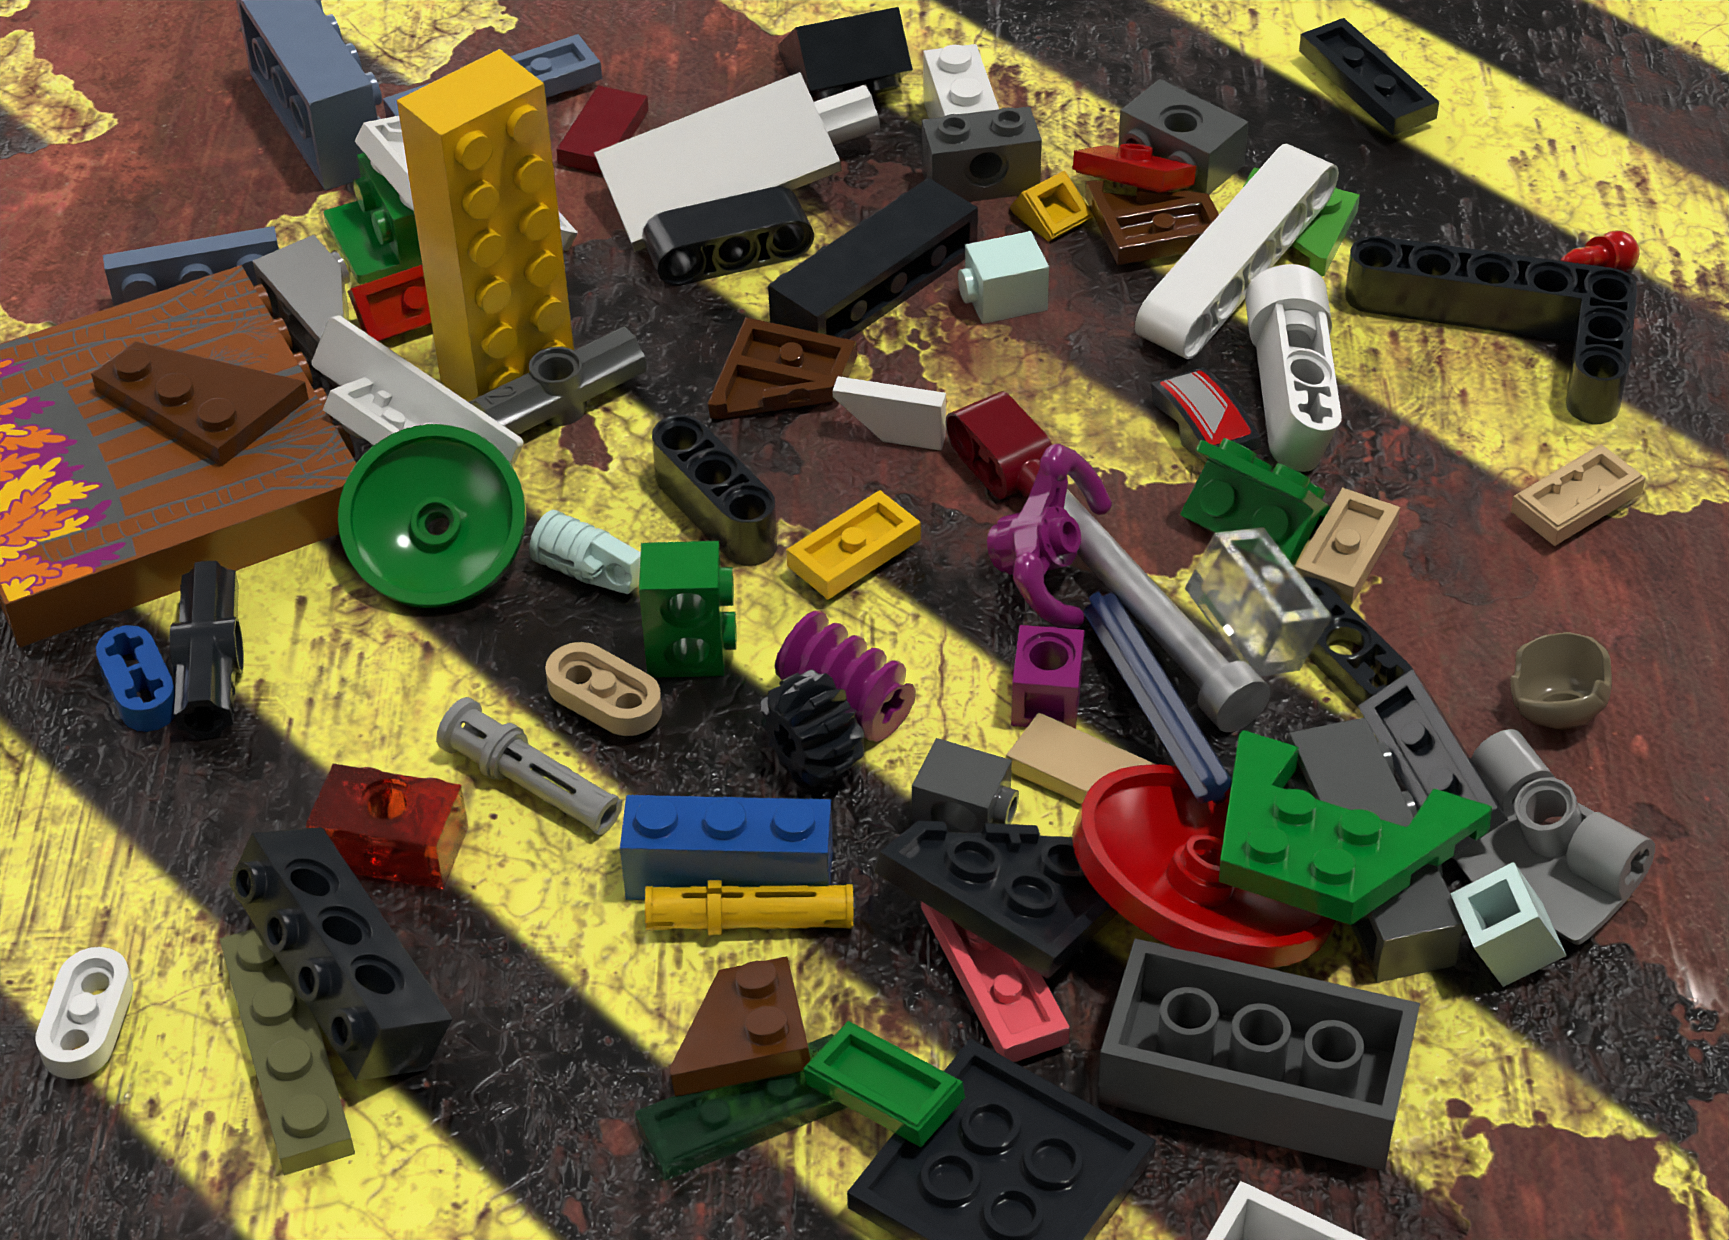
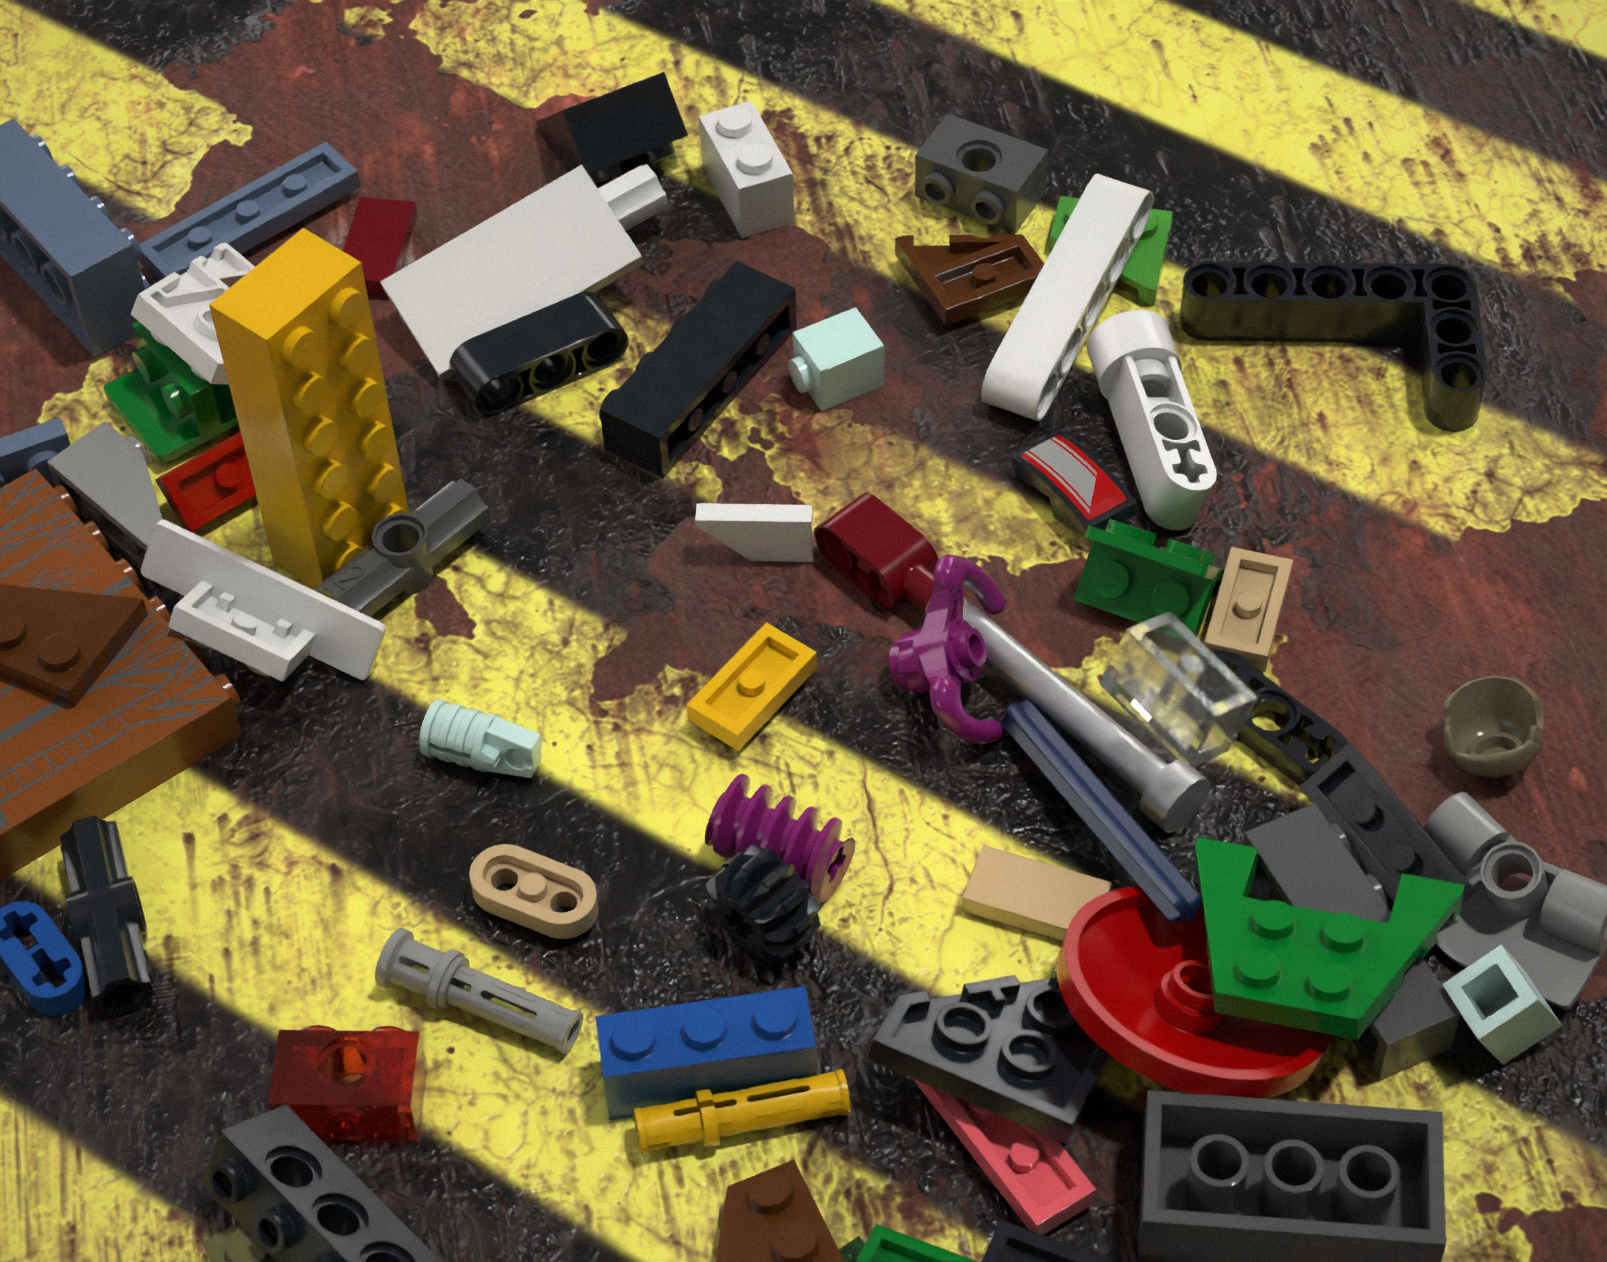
camera: 10 degrees left, 5 degrees up
(425, 477) = (301, 682): green dish -> none
(684, 608) = (604, 793): green brick -> none
(715, 490) = (595, 647): black beam -> none
(779, 370) = (629, 499): reddish brown wing -> none
(963, 788) = (930, 948): dark grey brick -> none
(983, 153) = (782, 222): dark grey brick -> none
(1047, 674) = (981, 823): magenta brick -> none
(1052, 207) = (864, 270): yellow slope -> none
(1134, 166) = (940, 215): red plate -> none
(1368, 76) = (1152, 75): black plate -> none
(1577, 494) = (1461, 516): tan plate -> none
(1611, 250) = (1430, 242): red bar -> none

